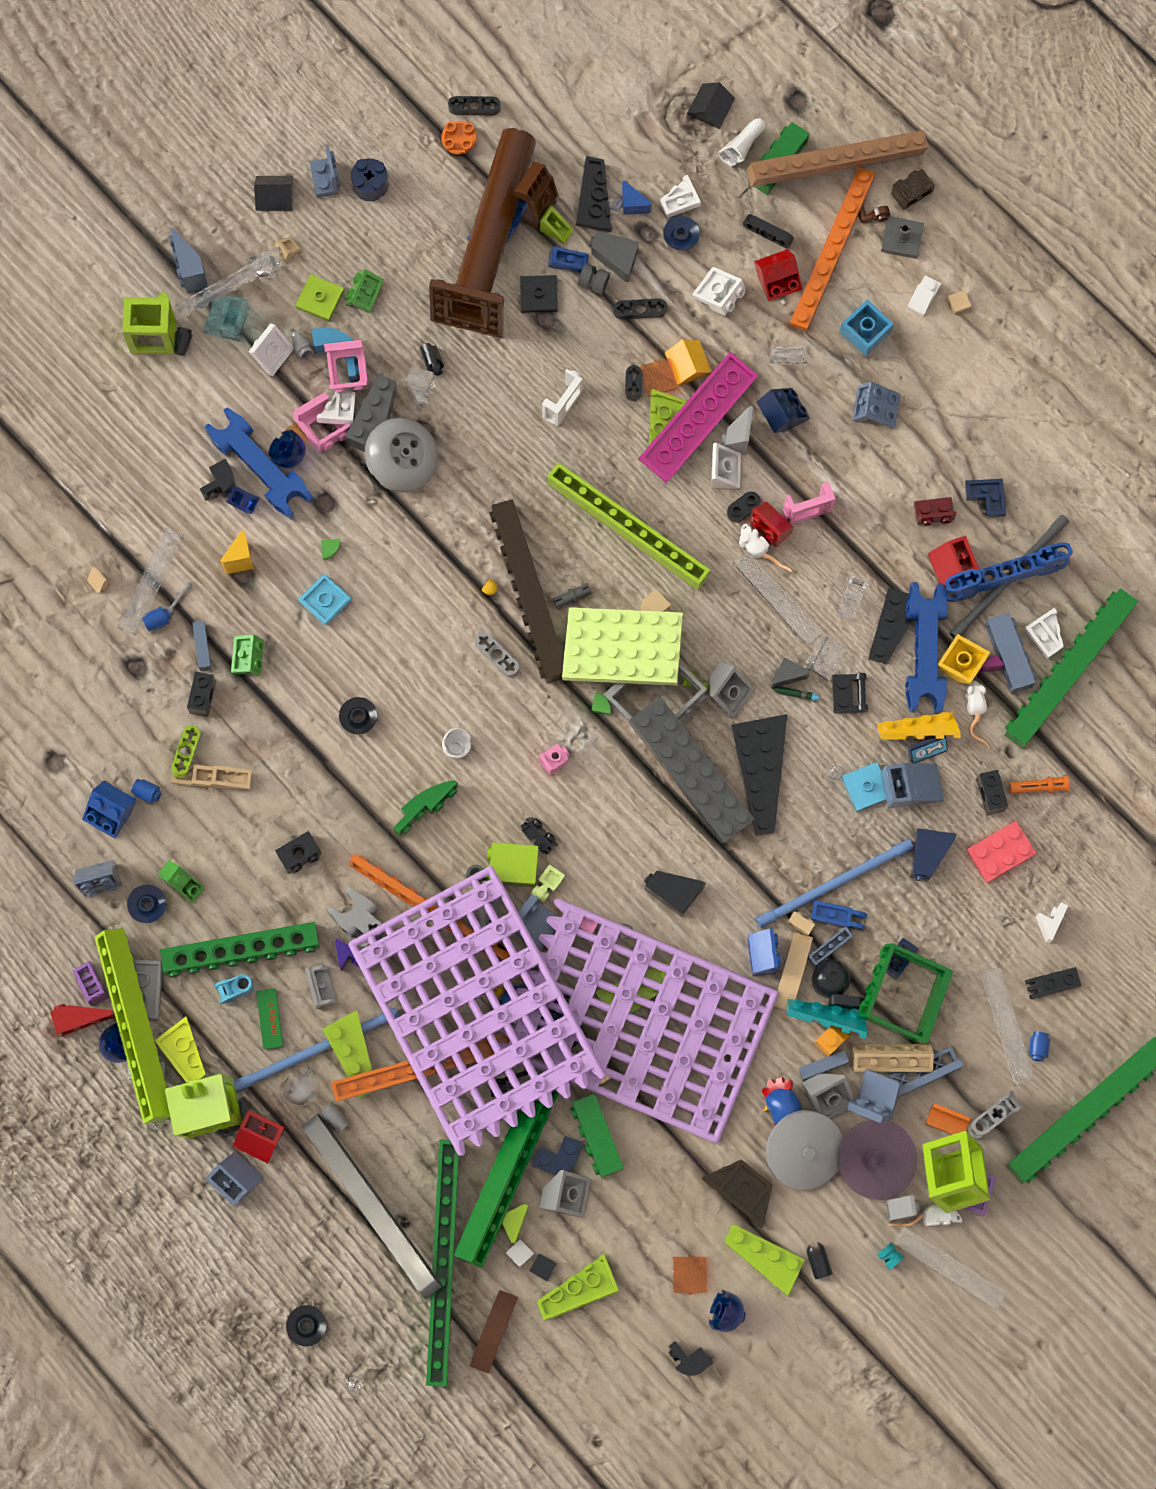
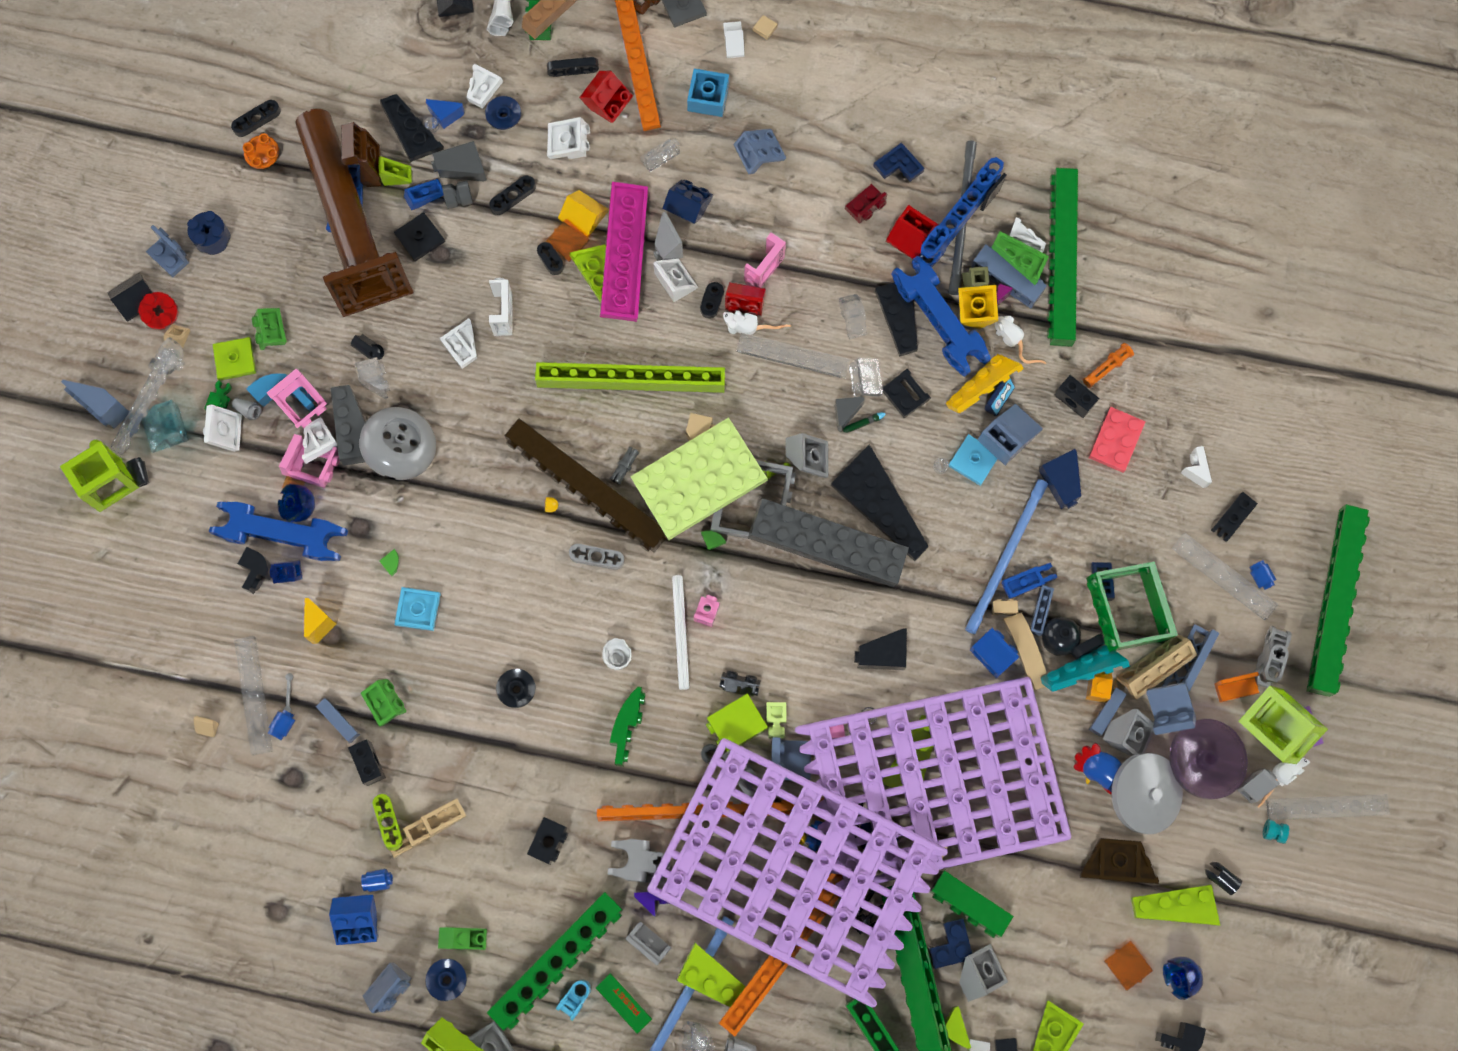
camera: 35 degrees left, 0 degrees up
(275, 218) = (165, 319): none -> red plate
(285, 323) = (219, 398): none -> green plate
(510, 406) = (461, 343): none -> white wing
(521, 761) = (680, 630): none -> white axle
(979, 635) = (976, 277): none -> olive brick
(1031, 643) = (1021, 256): none -> bright green wing
(1049, 572) = (991, 194): none -> black piece

